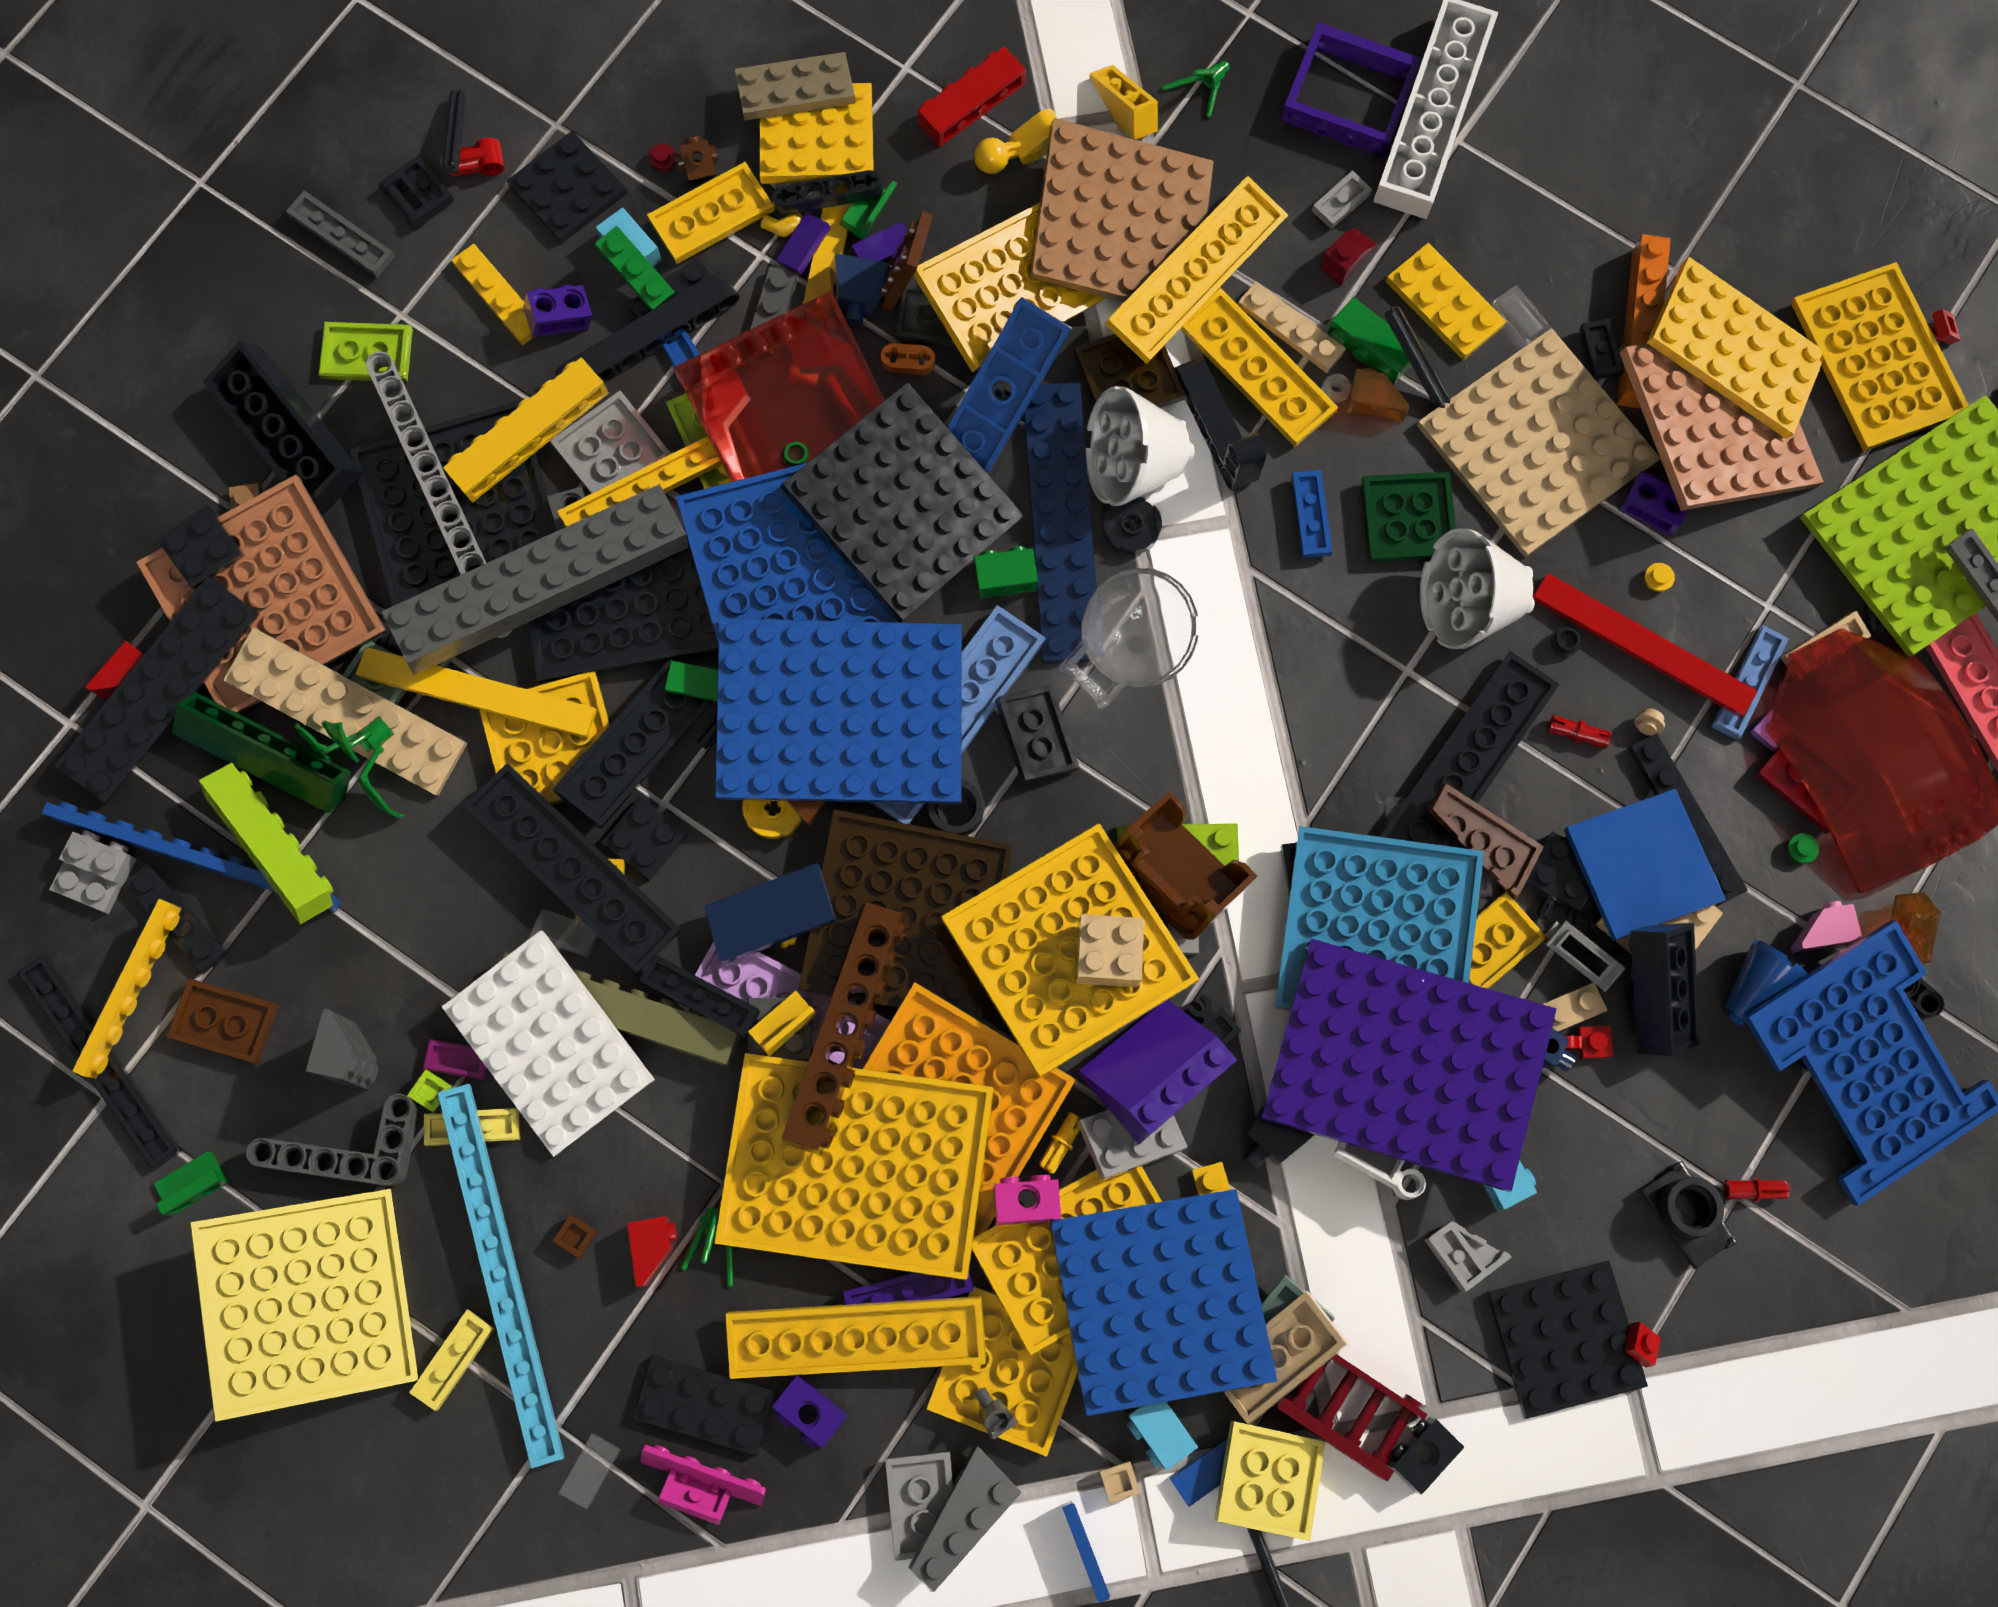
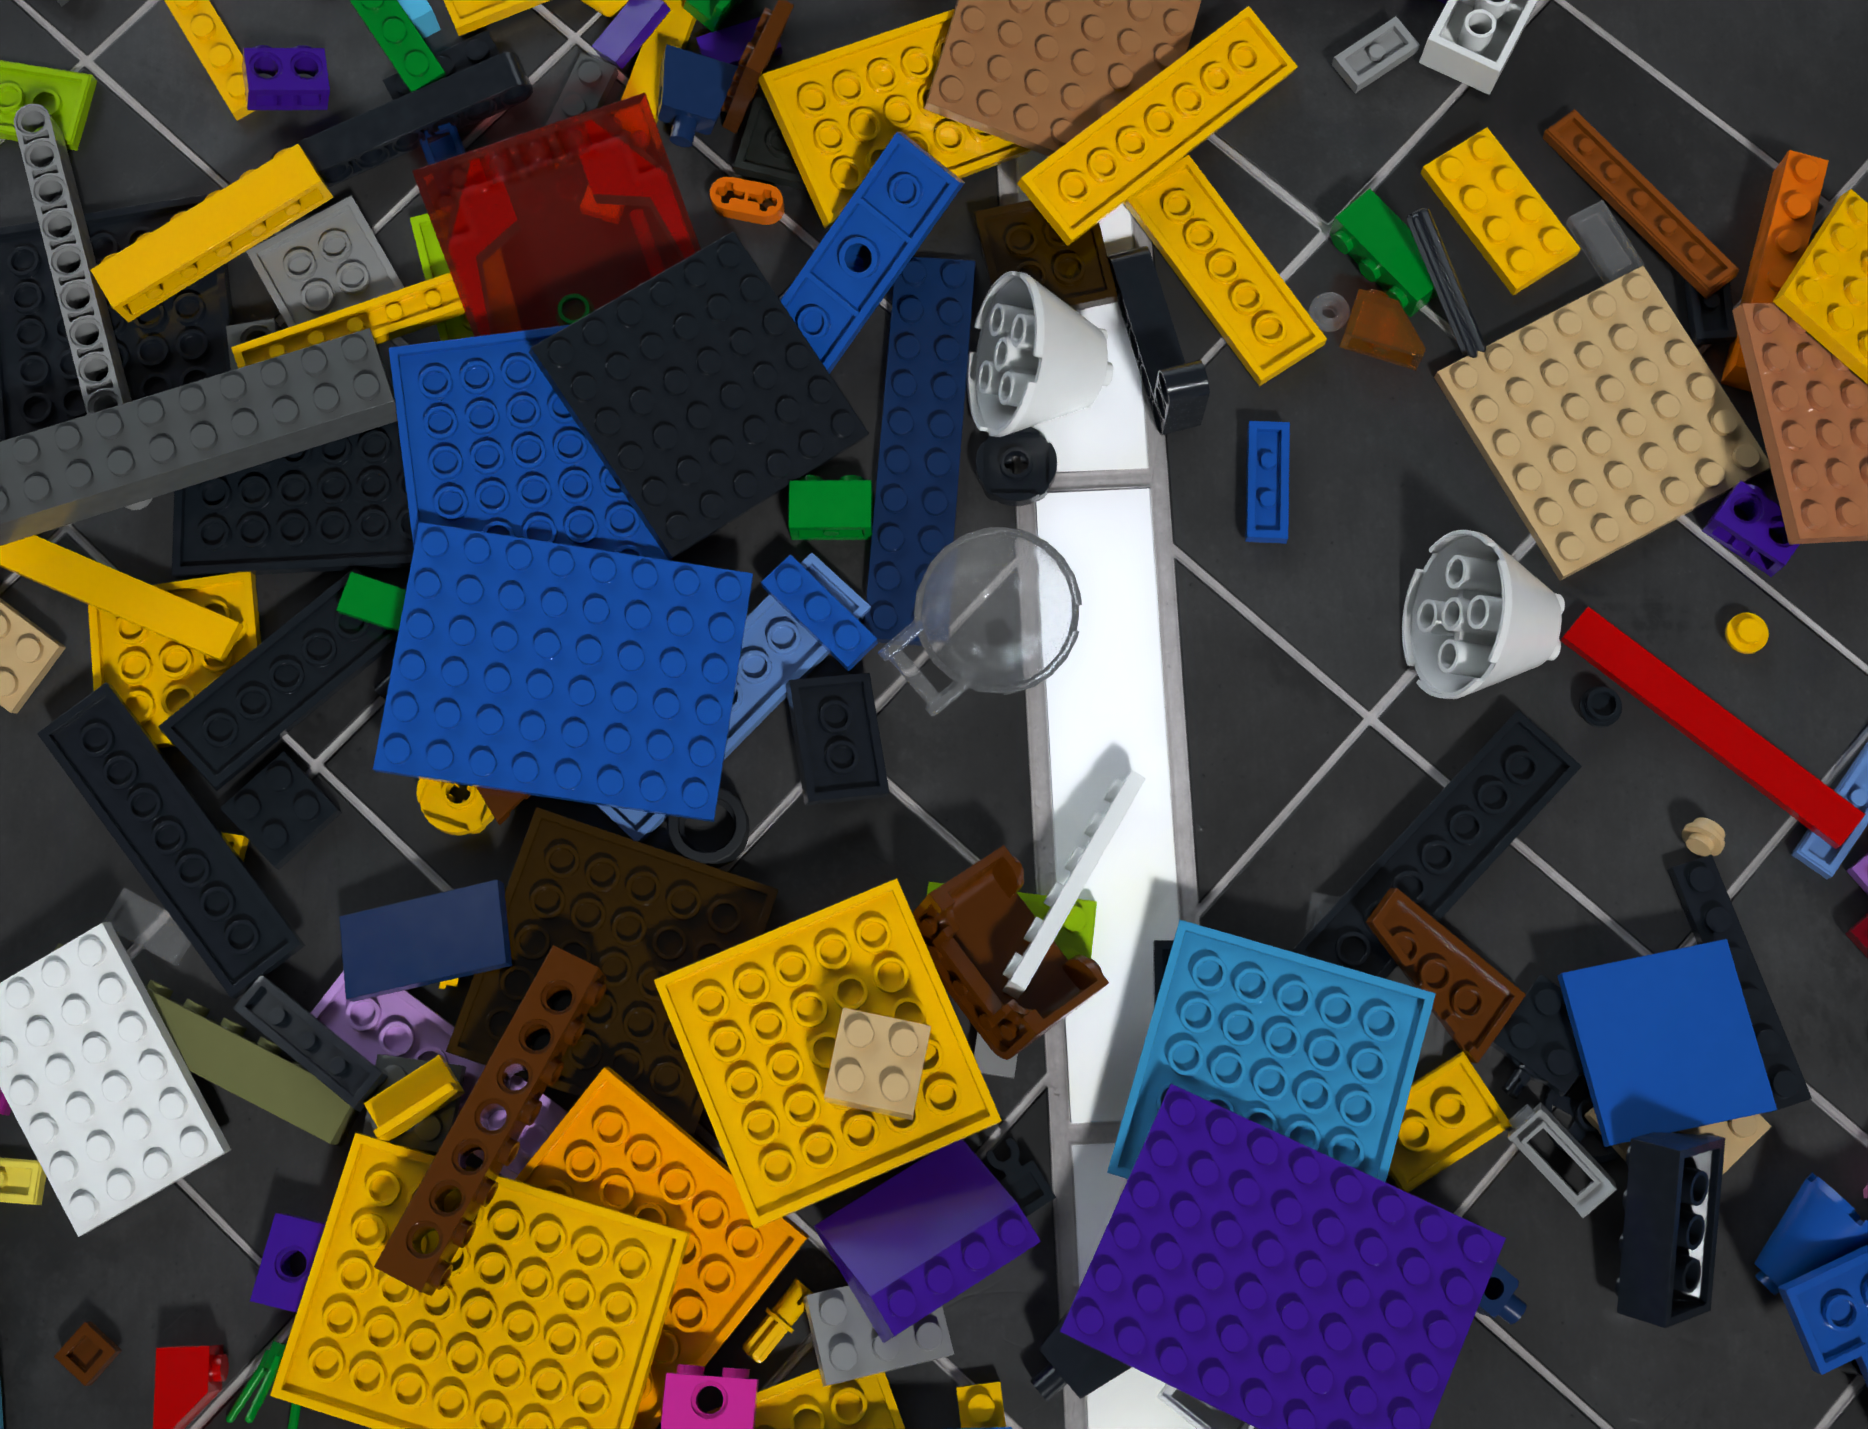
camera: 15 degrees right, 0 degrees up
(707, 1133) = (275, 1281): none -> dark purple brick
(1010, 646) = (819, 612): none -> blue plate
(1216, 820) = (1063, 897): none -> white plate
(1291, 327) = (1280, 220): tan plate -> none
(1347, 255) = (1371, 131): dark red slope -> none
(1406, 514) = (1400, 499): dark green plate -> none
(1543, 284) = (1640, 204): none -> dark orange tile
(1577, 1007) = (1536, 1232): tan plate -> none
(1579, 731) = (1601, 837): red pin -> none
(1592, 1042) = (1554, 1286): red plate -> none

